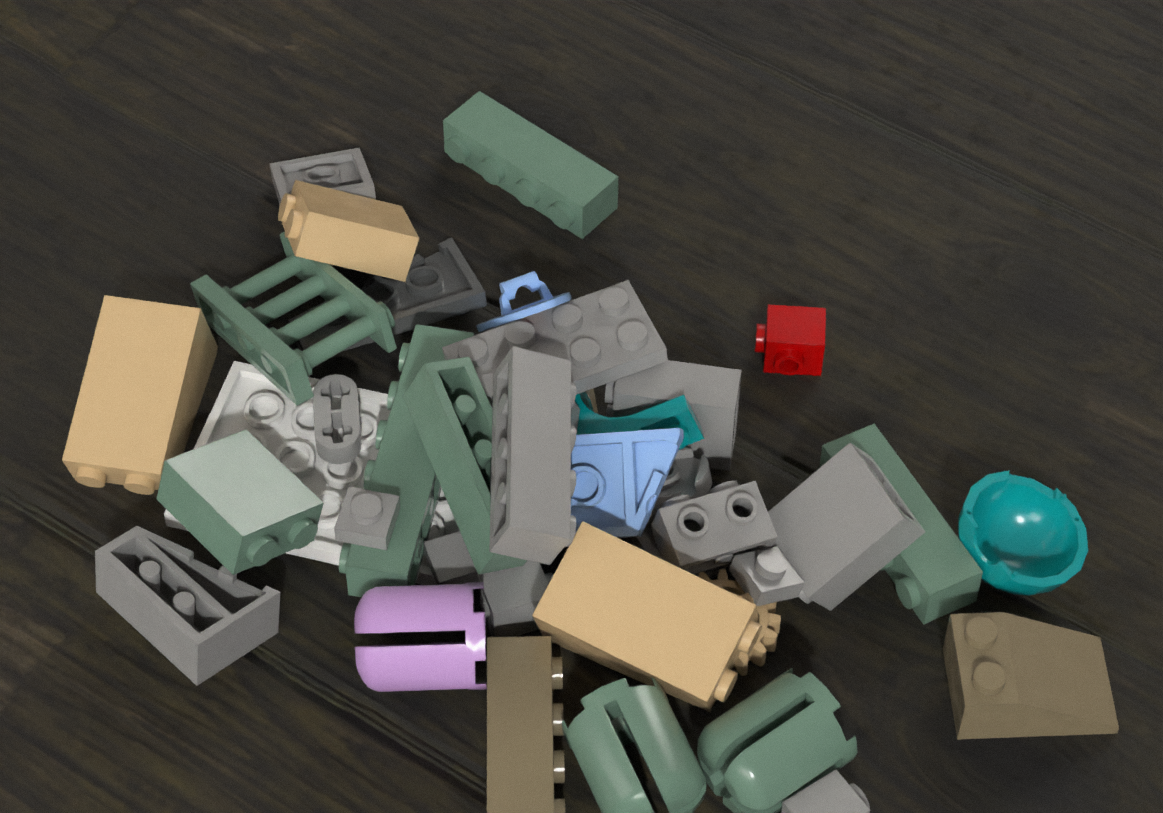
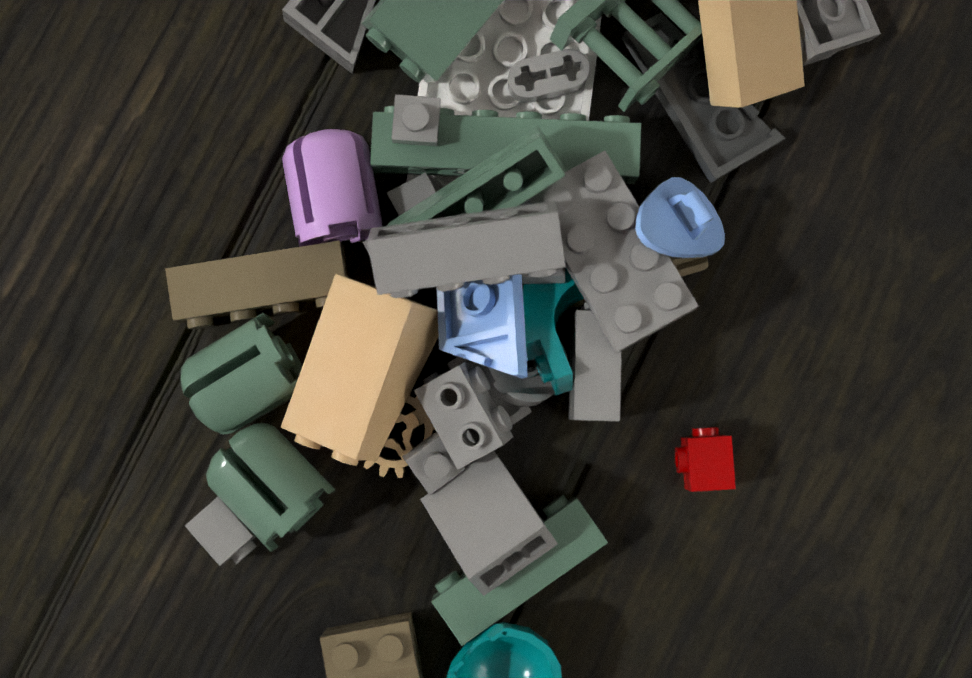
camera: 85 degrees right, 35 degrees up
(530, 164) = (885, 194): sand green brick -> none

